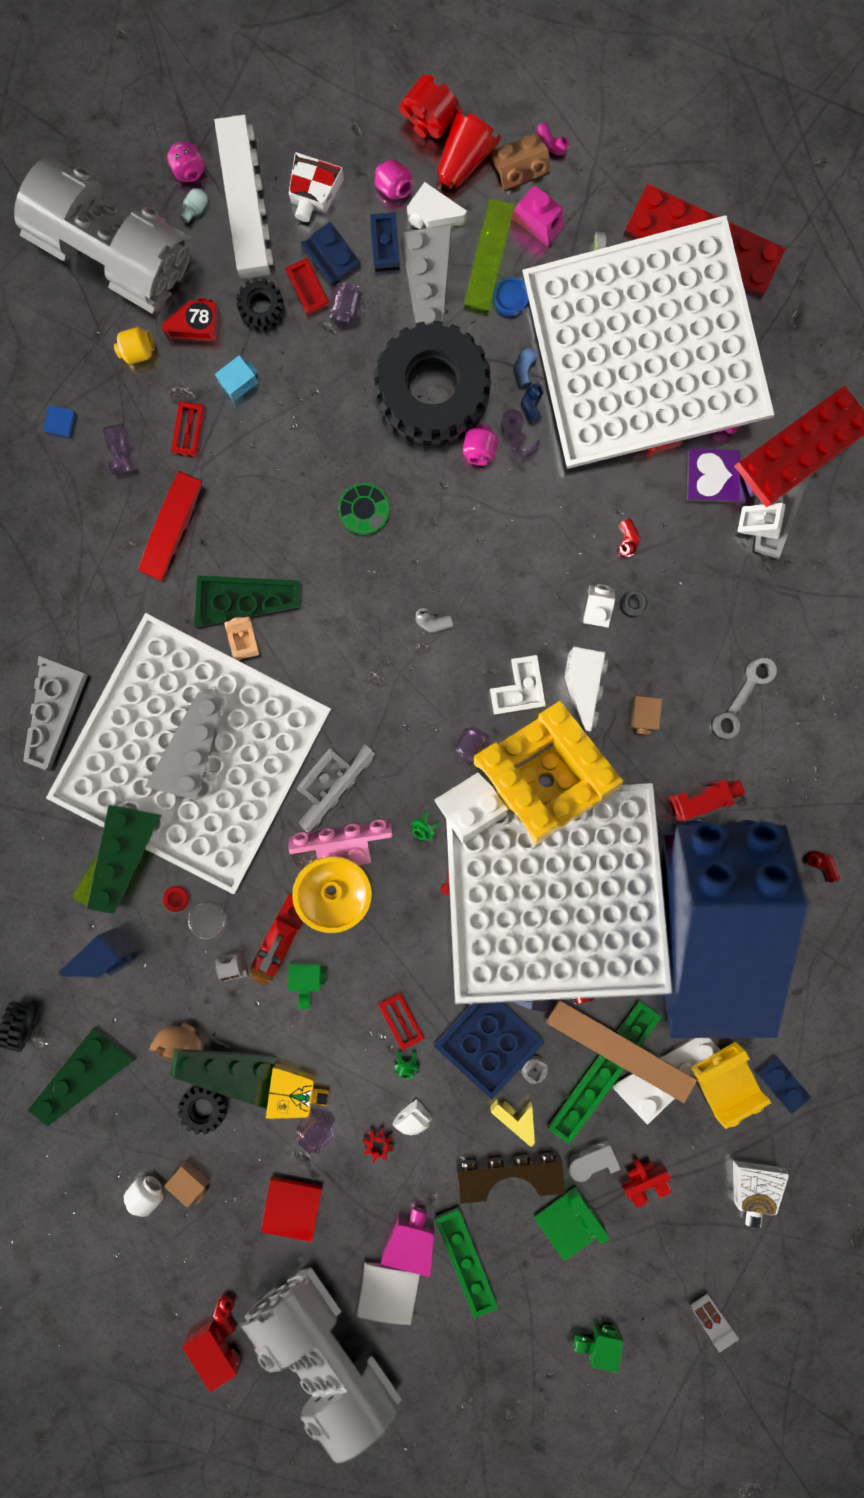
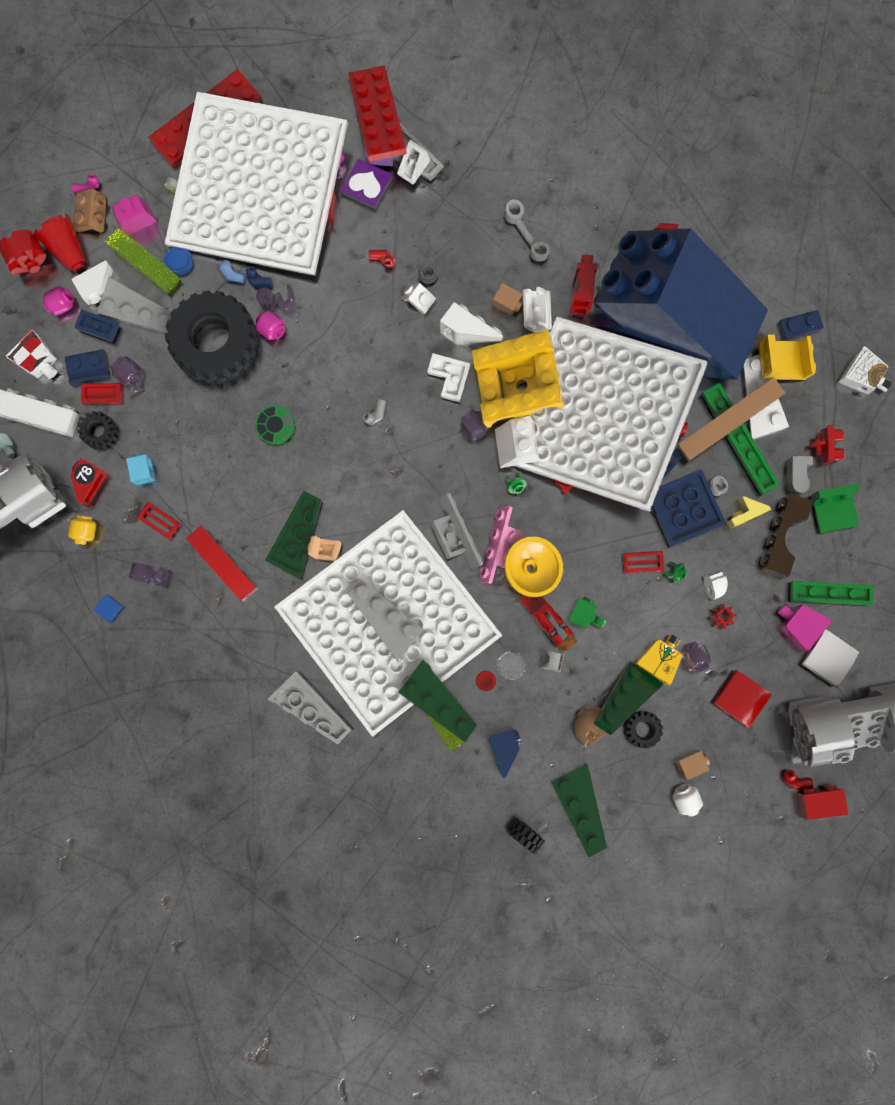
camera: 70 degrees left, 5 degrees down
(649, 755) = (537, 309): none -> white hinge

